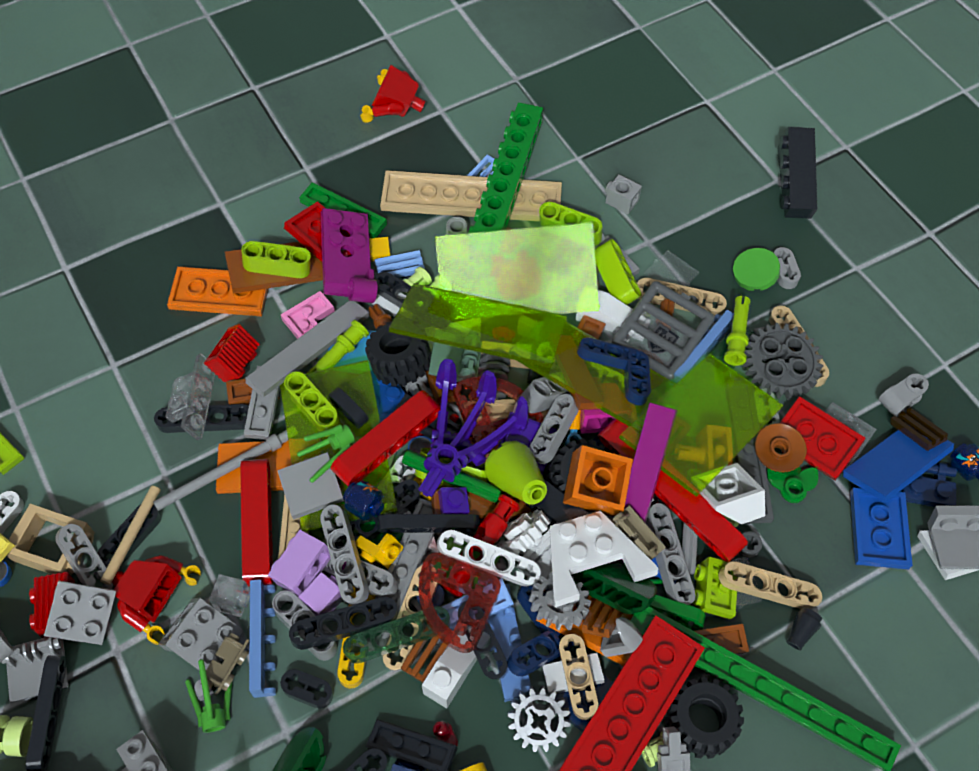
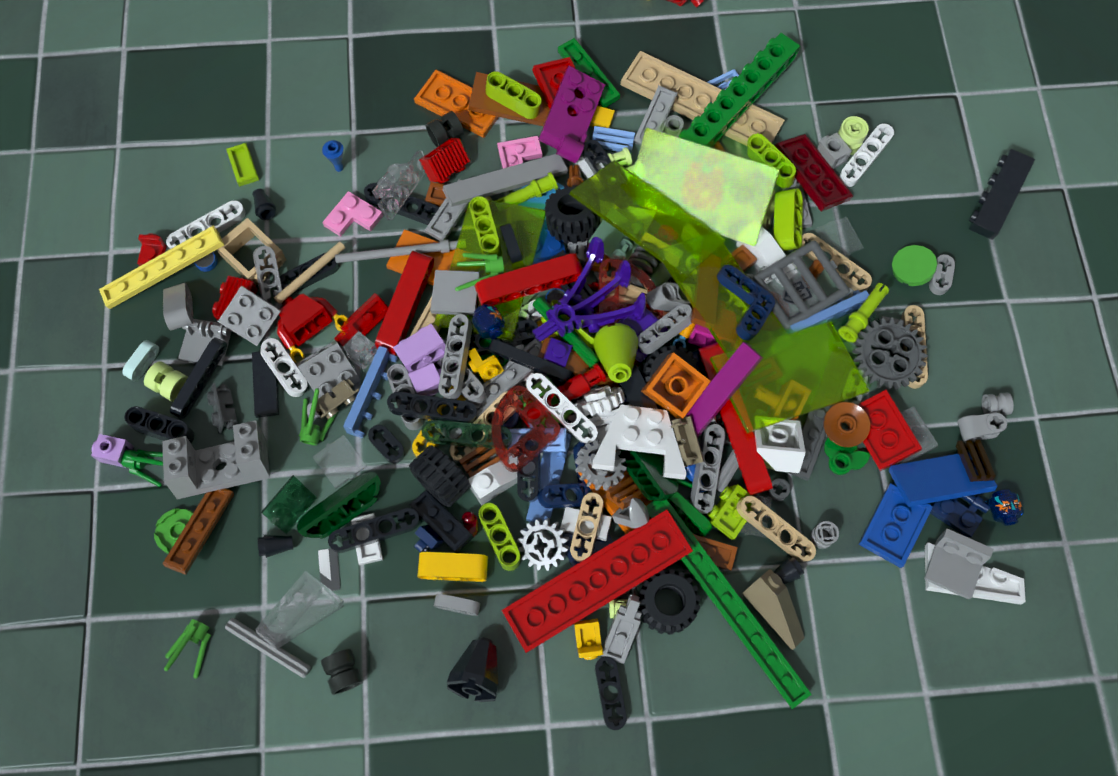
camera: 25 degrees right, 10 degrees up
(42, 483) = (263, 205): none -> black cone
(92, 746) = (219, 399): none -> dark grey hinge
(104, 392) = (334, 152): none -> blue cone
(131, 684) = (264, 387): none -> black tile
(148, 447) = (351, 210): none -> bright pink plate
(148, 667) = (285, 358): none -> white beam
(215, 324) = (438, 132): none -> pearl dark grey wheel
(216, 560) = (362, 319): none -> red hinge
(260, 734) = (339, 461): none -> clear piece
(388, 695) = (439, 475): none -> black tyre
(432, 224) = (657, 112): none -> light grey tile
(480, 720) = (495, 526): none -> lime beam
(618, 221) = (814, 173): none -> dark red tile
(634, 167) = (853, 132): none -> yellowish green wheel
(655, 186) = (867, 155): none -> white beam
(810, 665) = (774, 603): none -> dark tan slope
(815, 573) = (820, 537): none -> light grey wheel
(908, 364) = (997, 404): none -> light grey wheel

